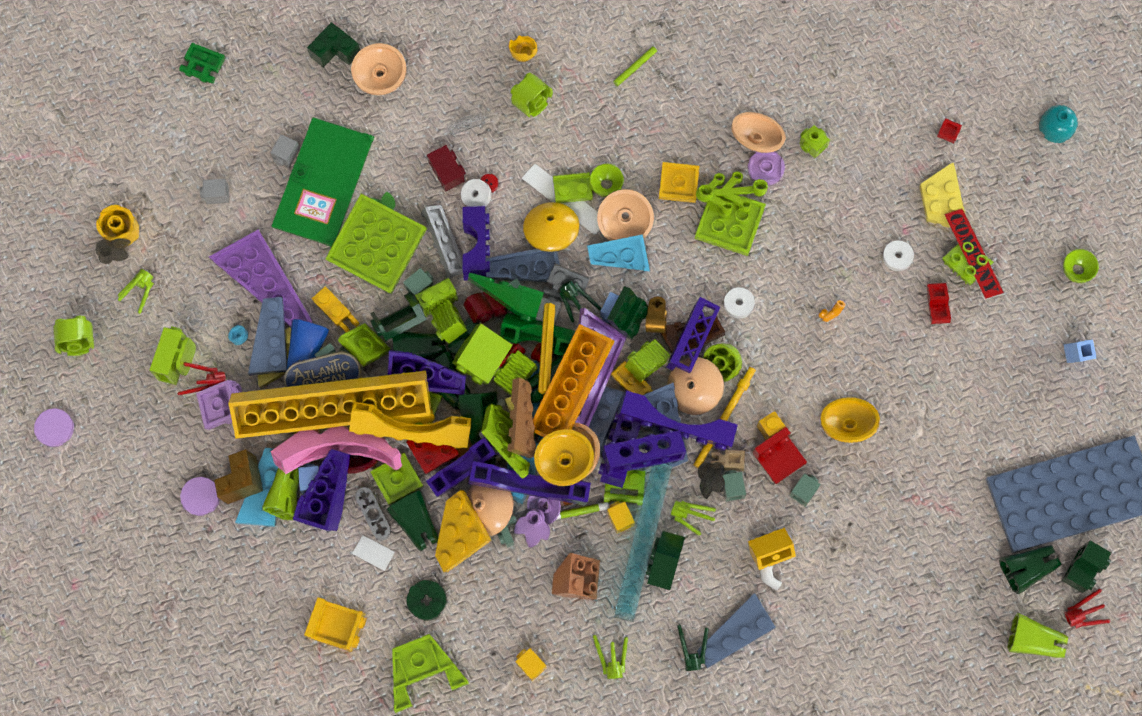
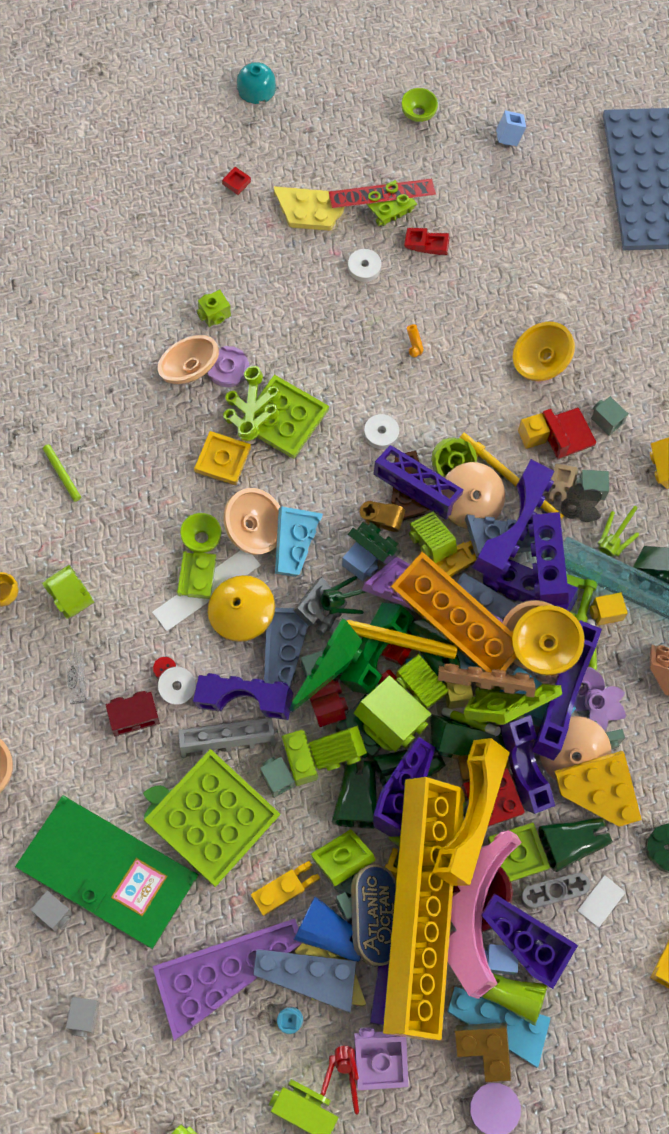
camera: 85 degrees left, 5 degrees down
(399, 320) = (320, 805): dark green panel -> none

